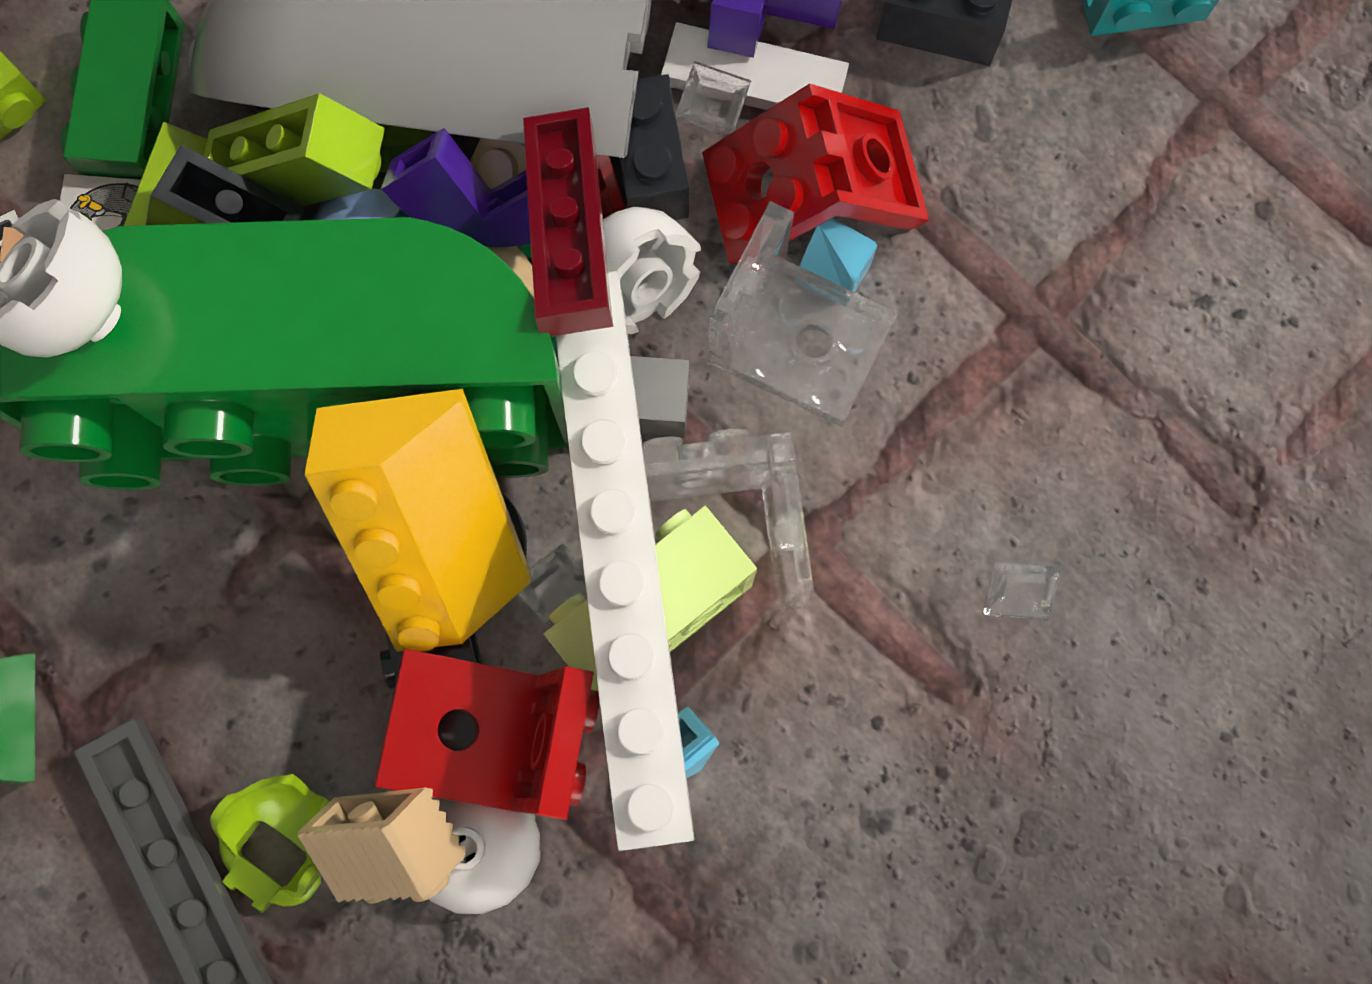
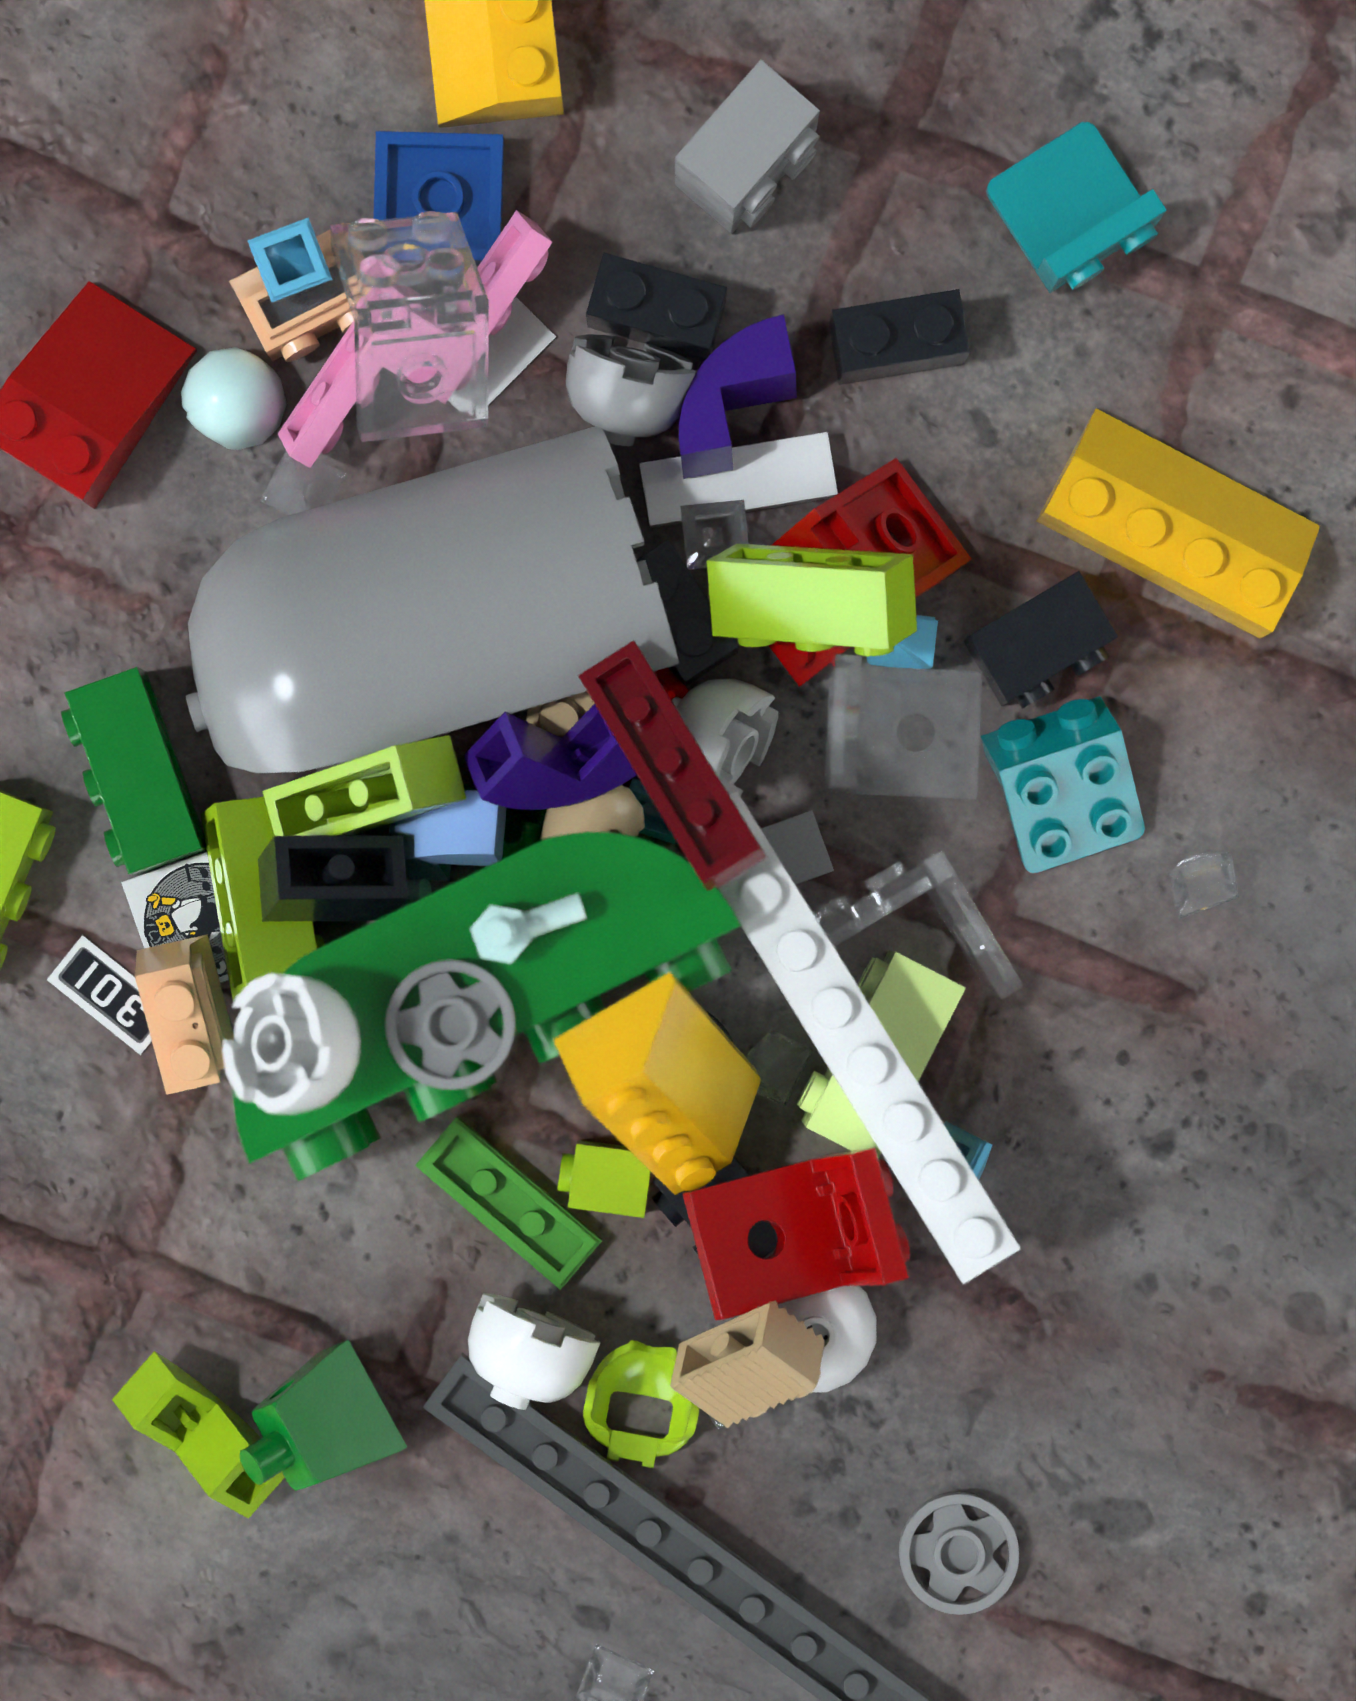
camera: 30 degrees left, 10 degrees up
(189, 740) = (528, 1352): none -> white cylinder
(222, 347) = (450, 1024): none -> light grey wheel
(254, 601) = (508, 1202): none -> bright green tile
(320, 279) = (506, 932): none -> light aqua piece
(342, 614) = (604, 1179): none -> lime brick
(774, 155) = (812, 597): none -> lime brick
(932, 447) = (1066, 783): none -> teal bracket
(963, 310) = (1040, 640): none -> black brick
(1123, 268) = (1180, 524): none -> yellow slope

